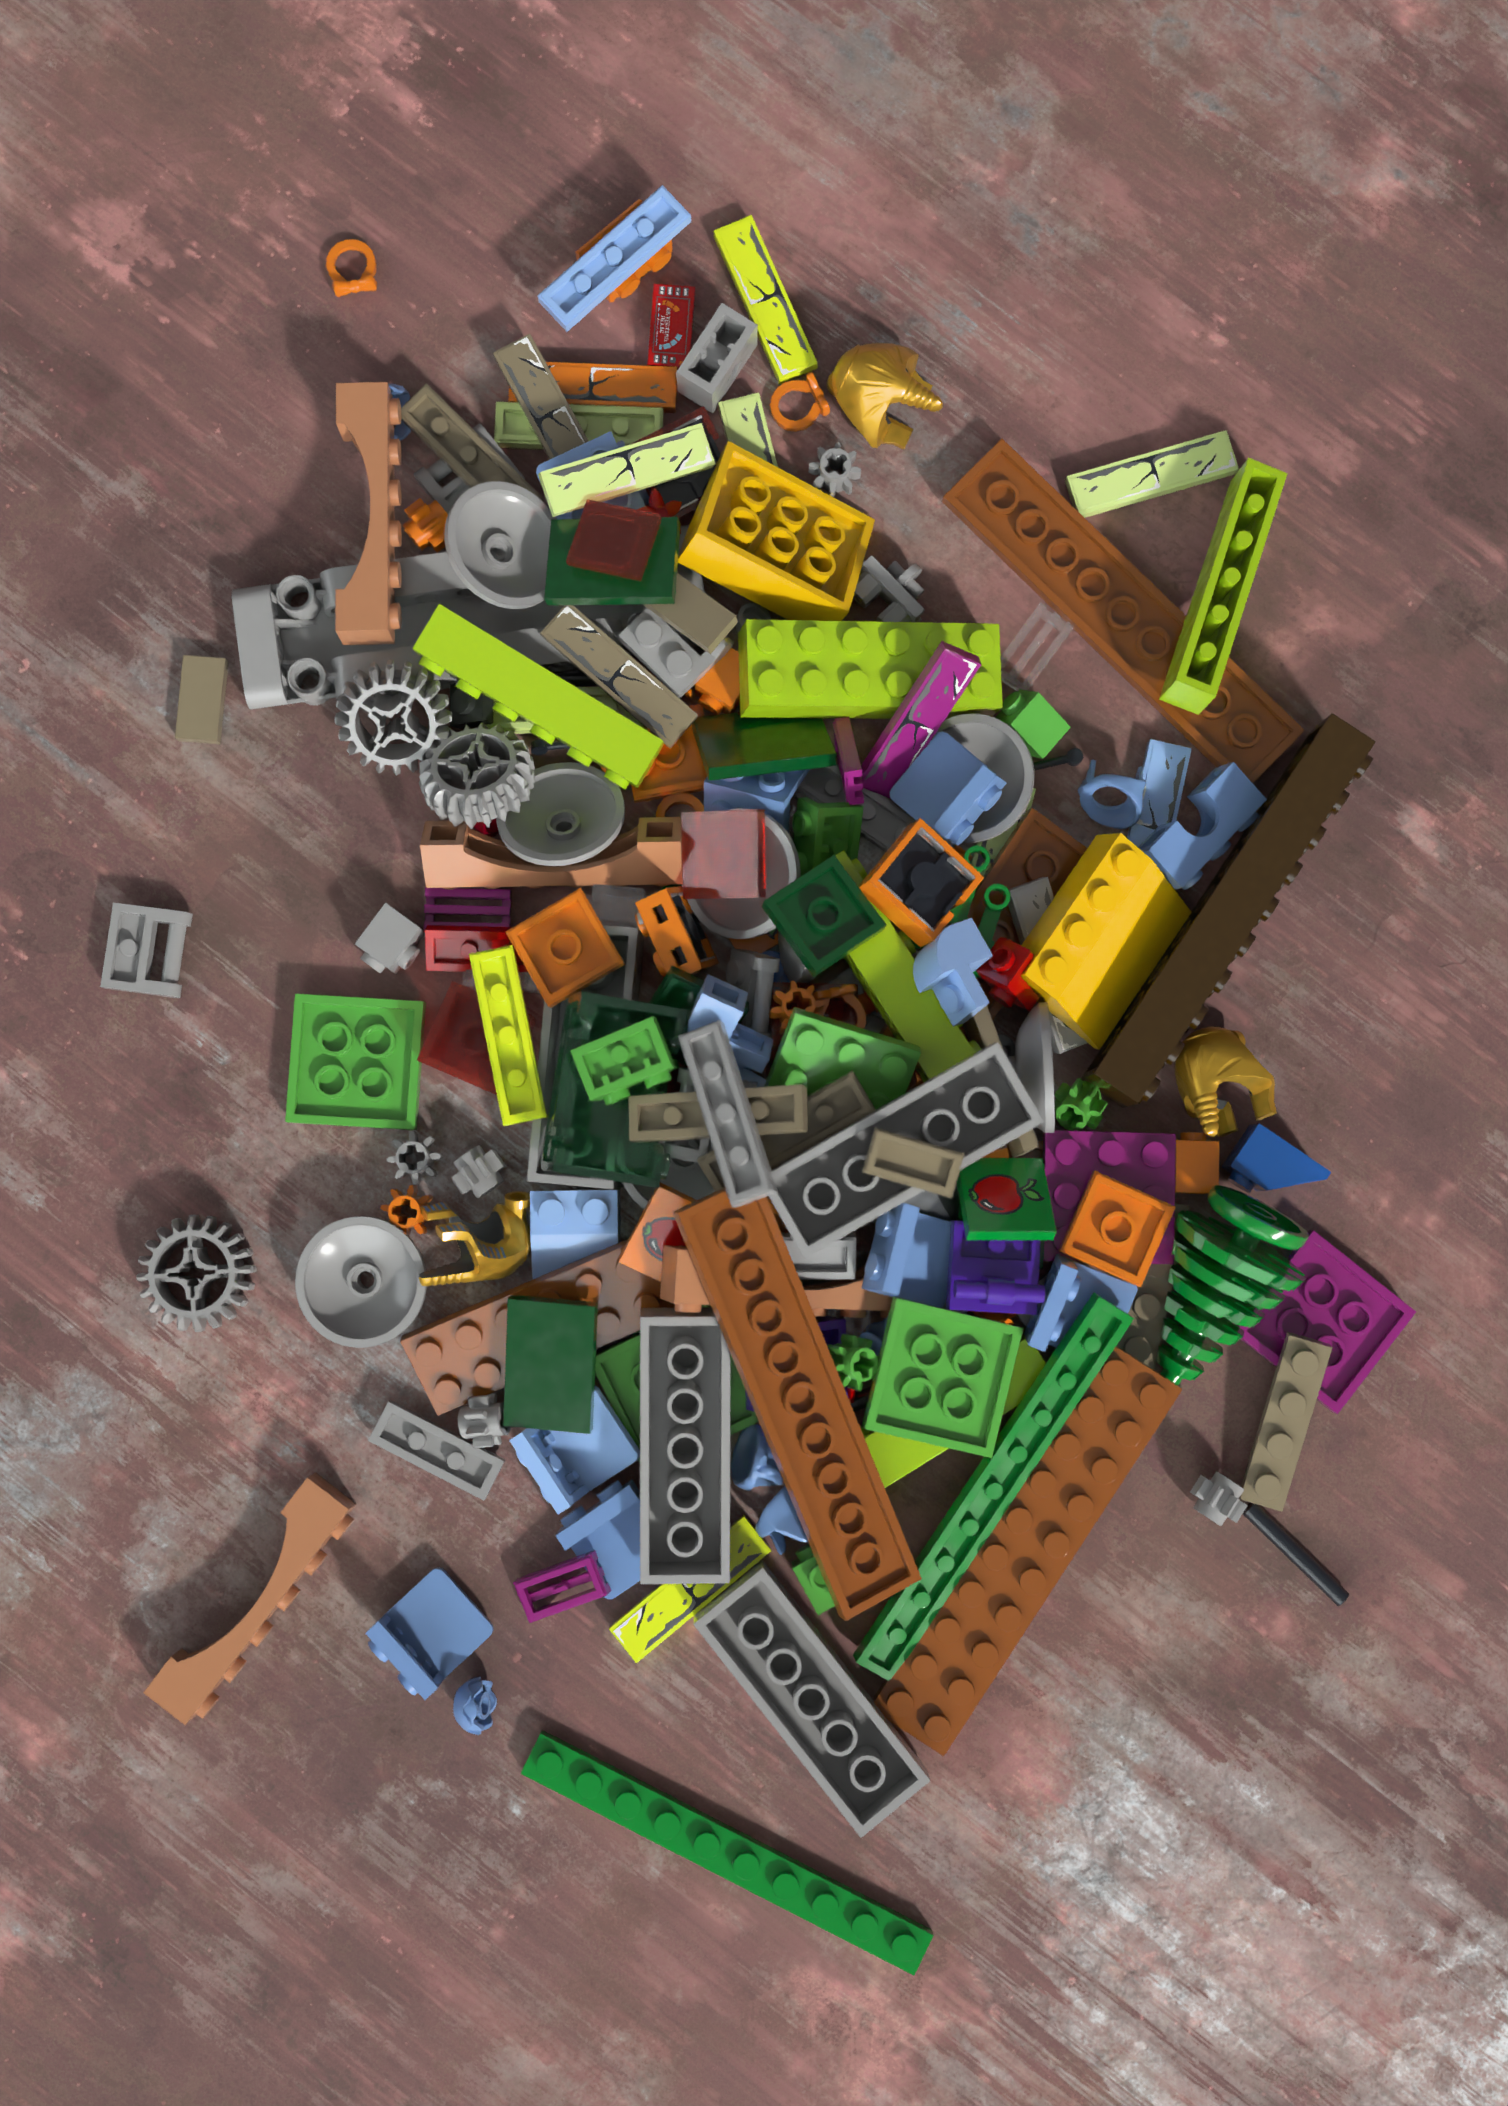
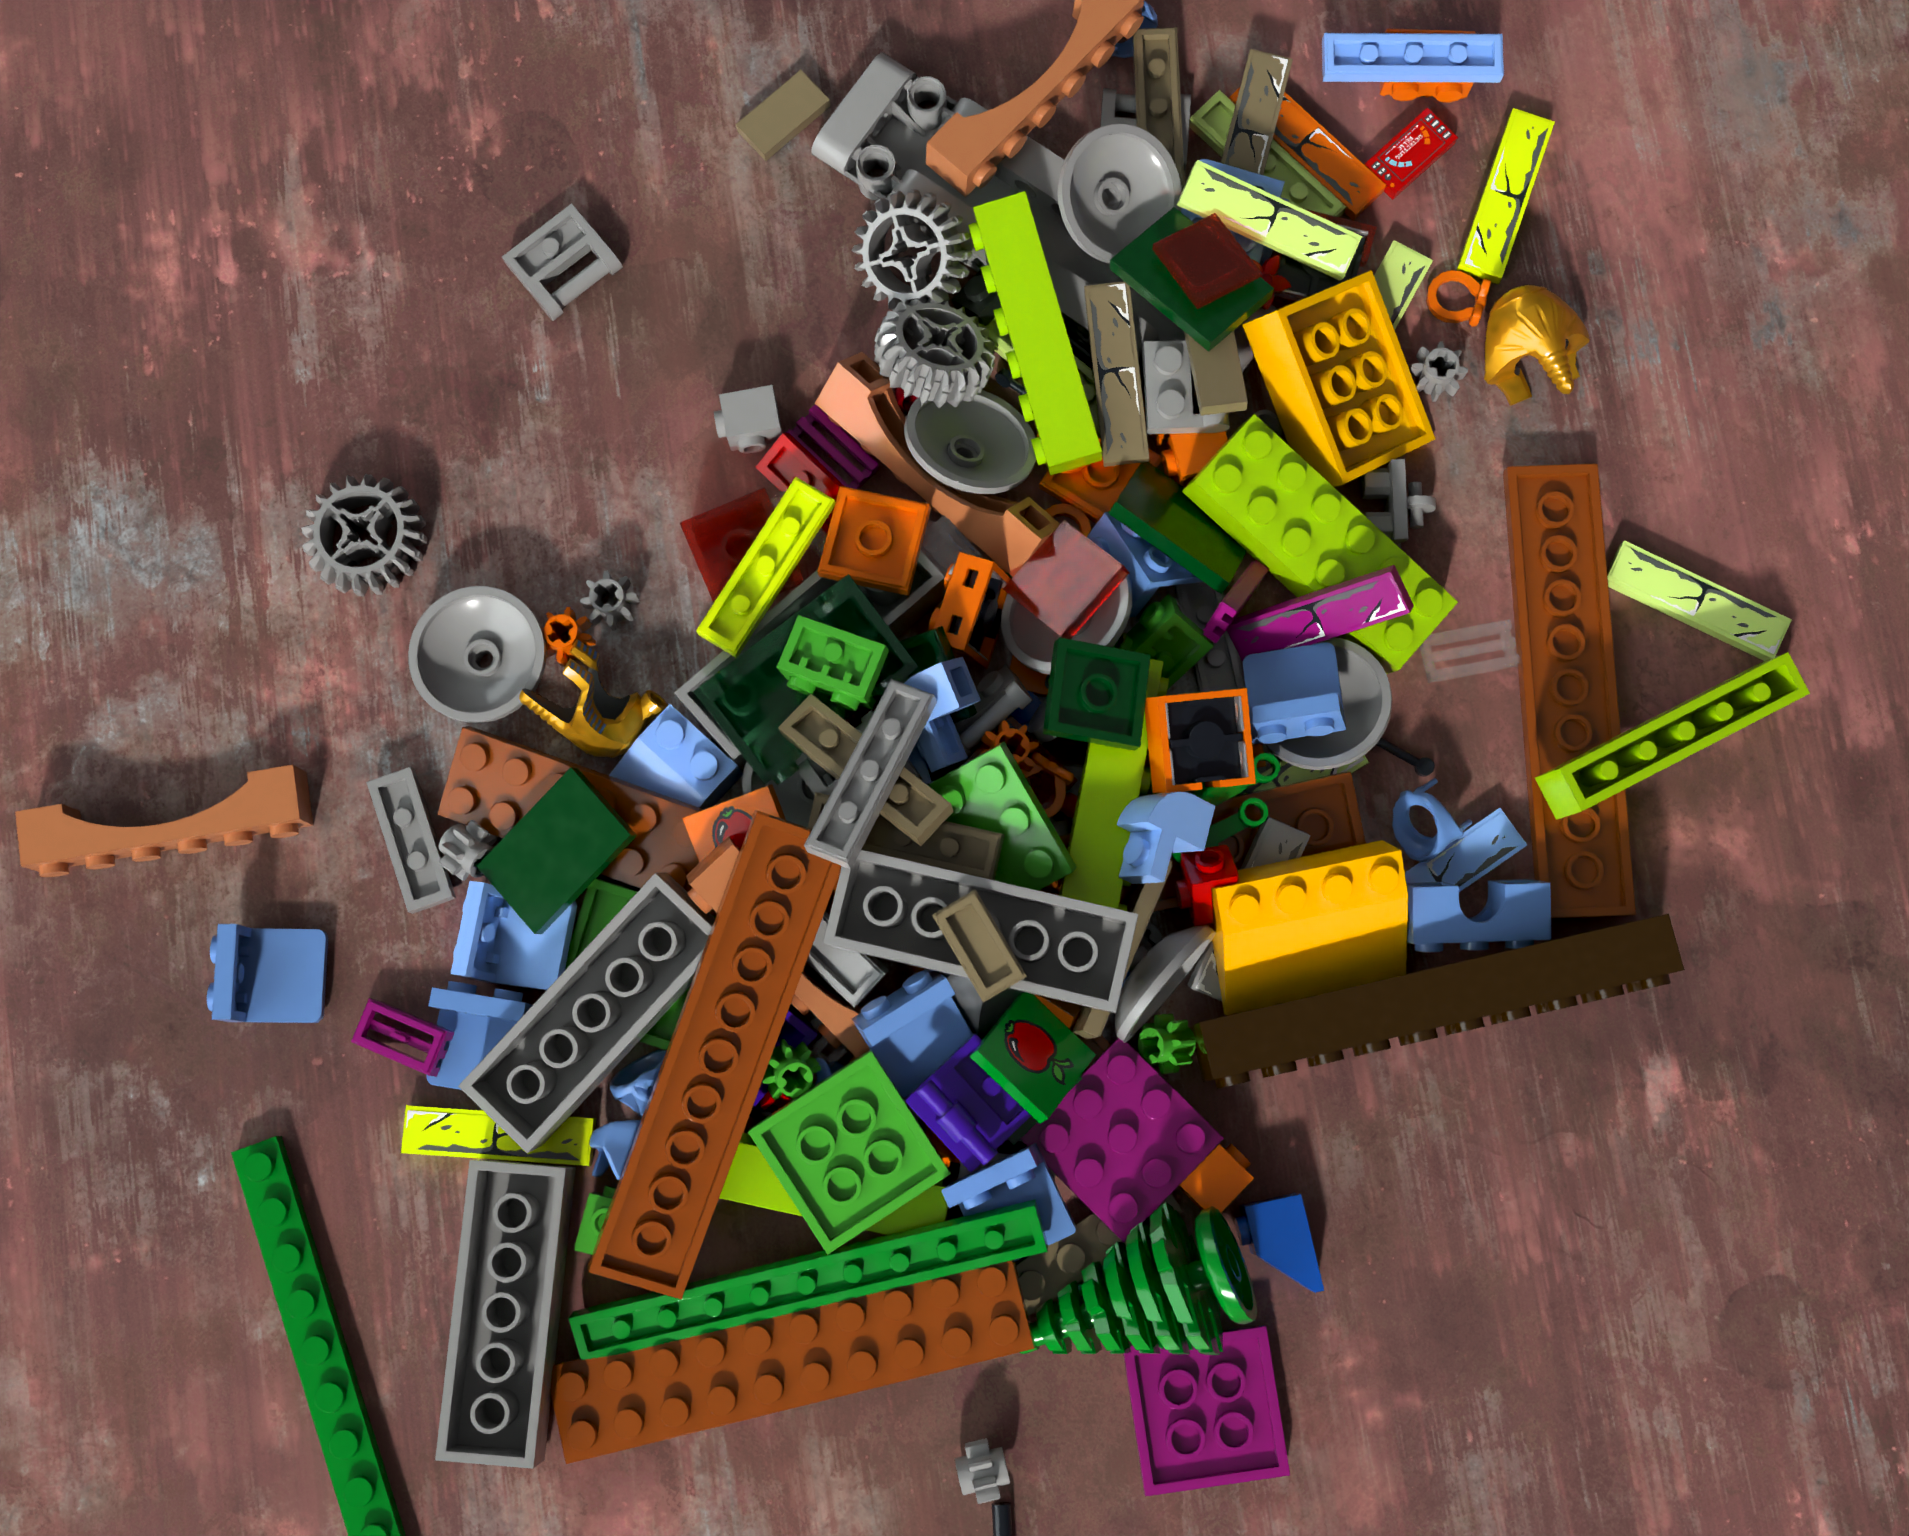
camera: 50 degrees right, 5 degrees down
(355, 1062) = (635, 487): bright green plate -> none
(426, 524) = (1074, 127): orange gear -> none
(474, 1705) = (248, 1065): medium blue plate -> none
(478, 1171) = (647, 655): light grey gear -> none
(717, 357) = (1423, 203): light grey brick -> none
(1034, 721) = (1414, 705): bright green brick -> none
(1116, 1228) = (1102, 1167): orange tile -> none
(1217, 1057) = (1317, 1107): pearl gold piece -> none
(1285, 1421) = (1096, 1460): dark tan plate -> none

